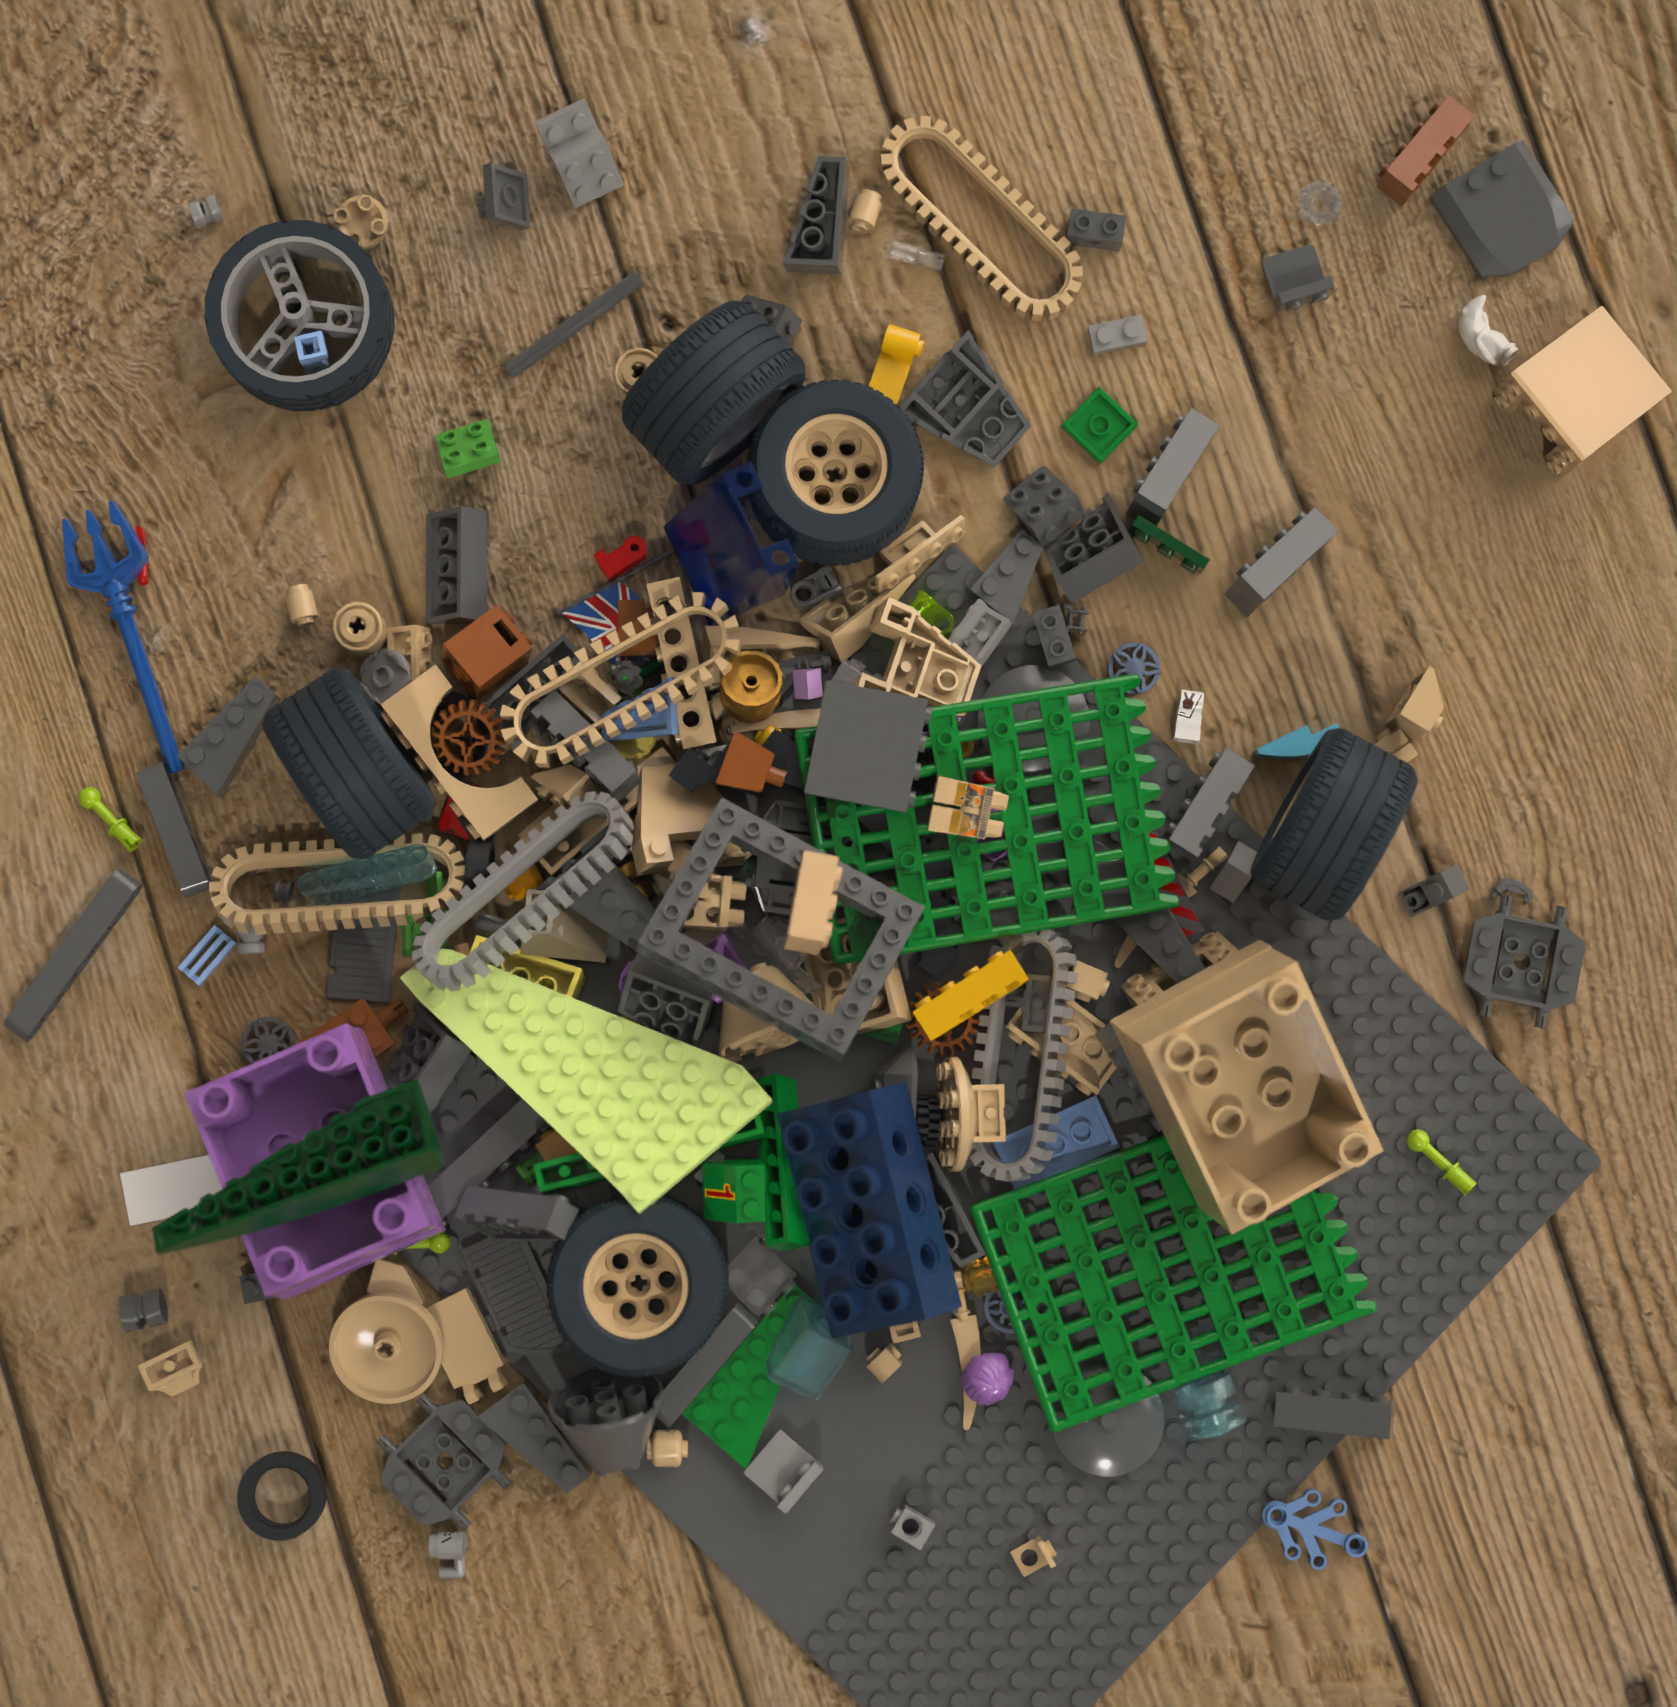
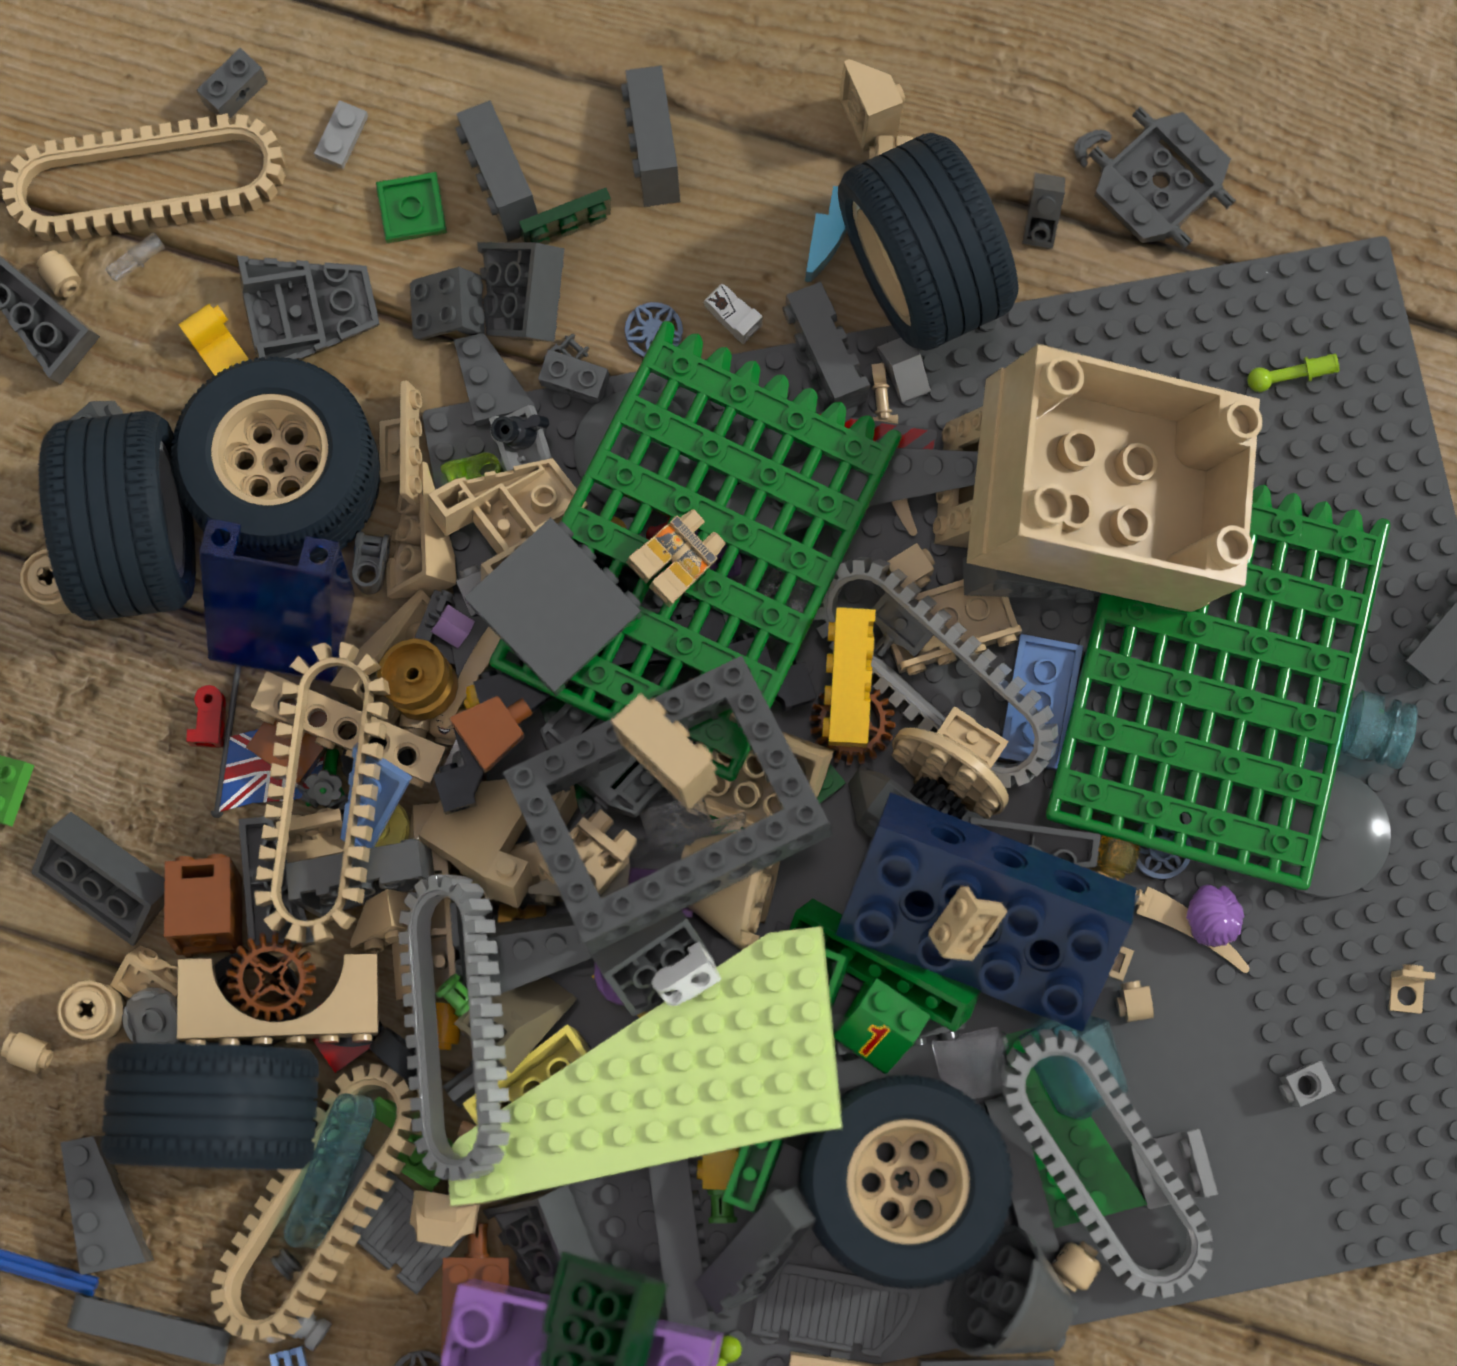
camera: 55 degrees left, 5 degrees down
(384, 975) = (438, 1221): none -> tan slope
(547, 874) = (455, 994): none -> bright green bush
(670, 1030) = (686, 977): none -> white leg
(717, 1407) = (1123, 1265): none -> light grey piece
(842, 1202) = (966, 925): none -> tan bracket
(983, 626) = (518, 431): none -> black piece

